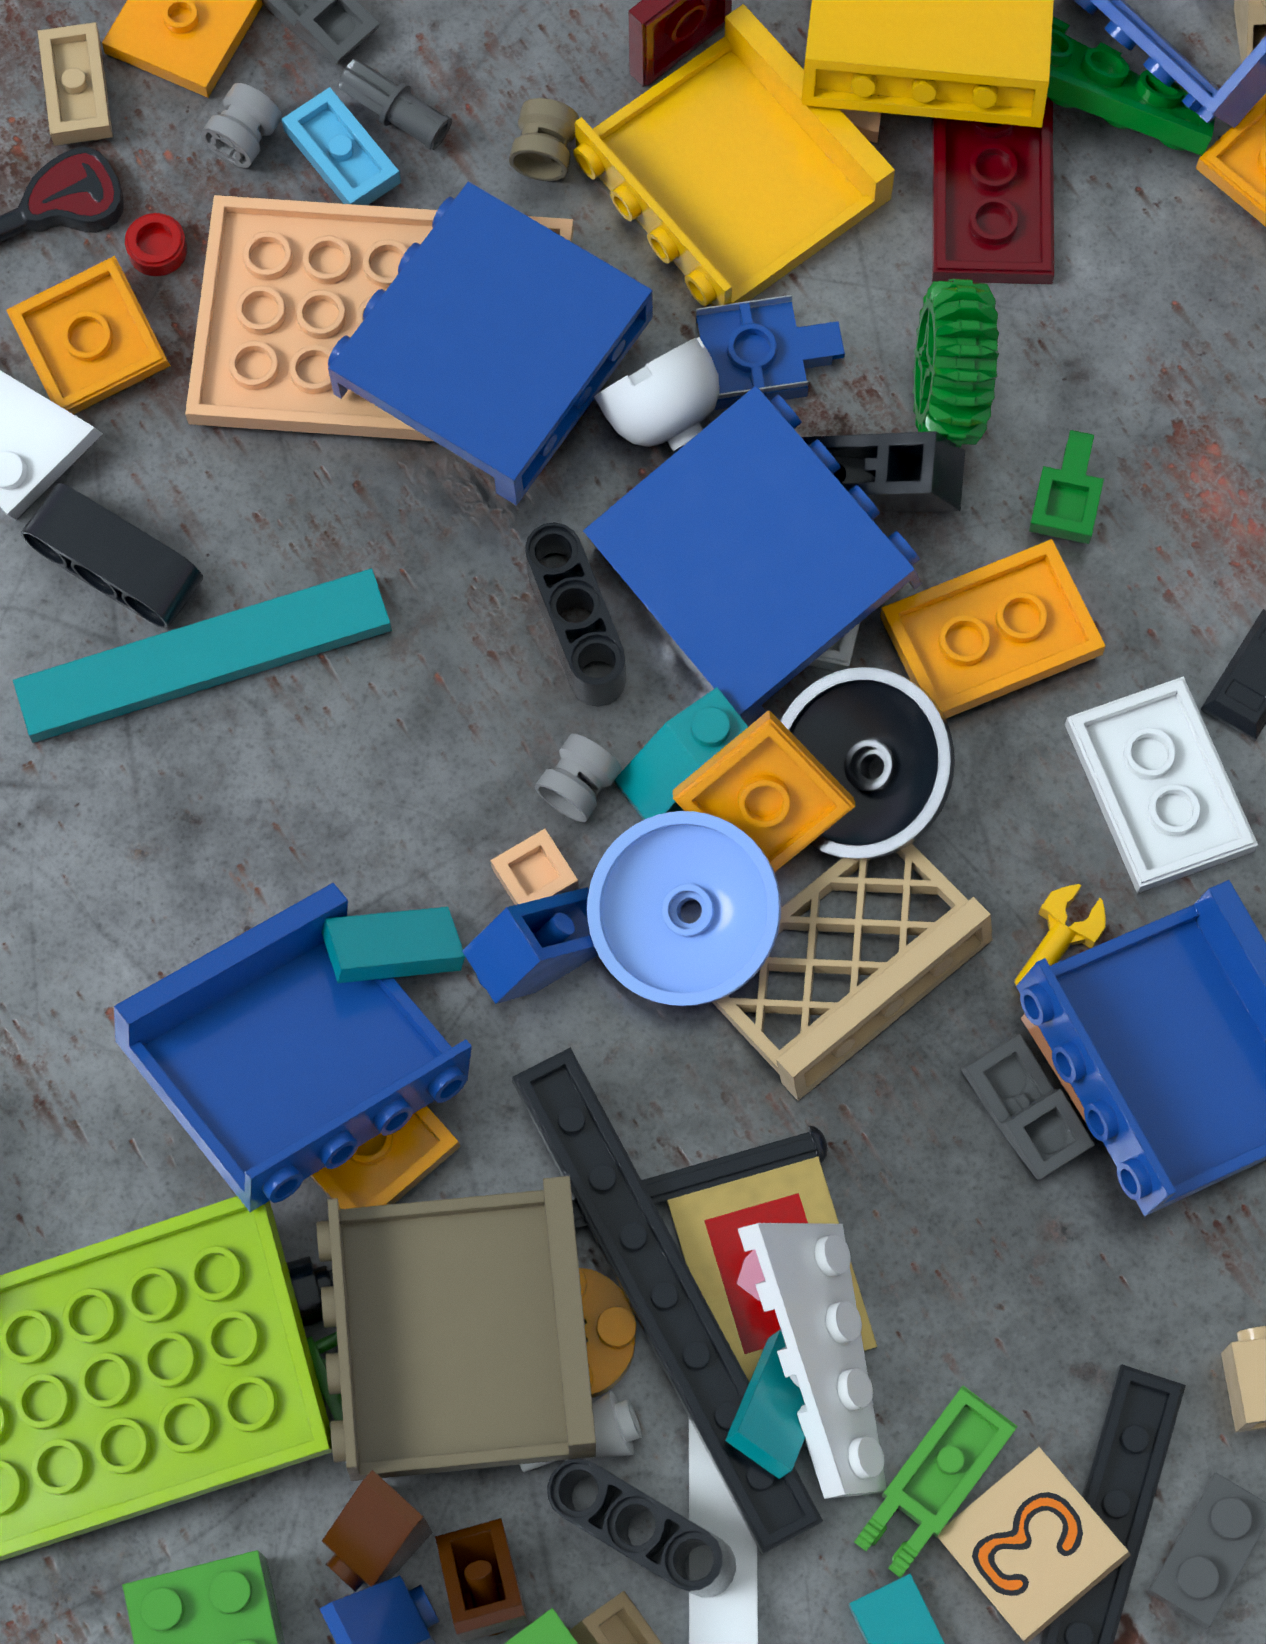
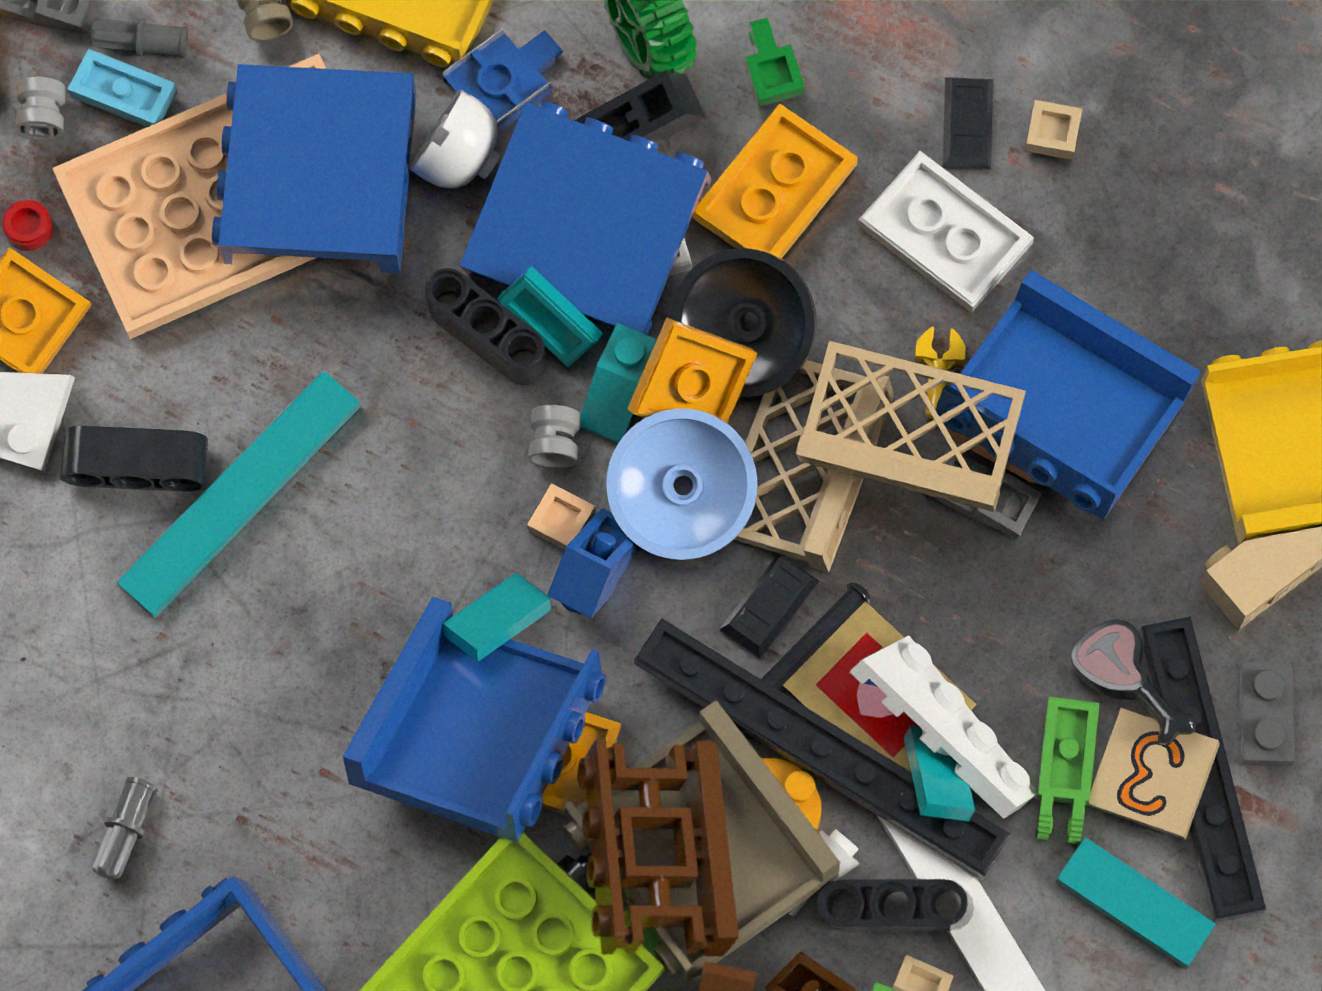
camera: 30 degrees left, 0 degrees up
(444, 1332) = (698, 841): none -> reddish brown fence
(650, 641) = (549, 313): none -> teal tile
(709, 1100) = (769, 605): none -> black tile
(935, 1025) = (898, 468): none -> tan fence
(1059, 1388) = (1111, 664): none -> black piece

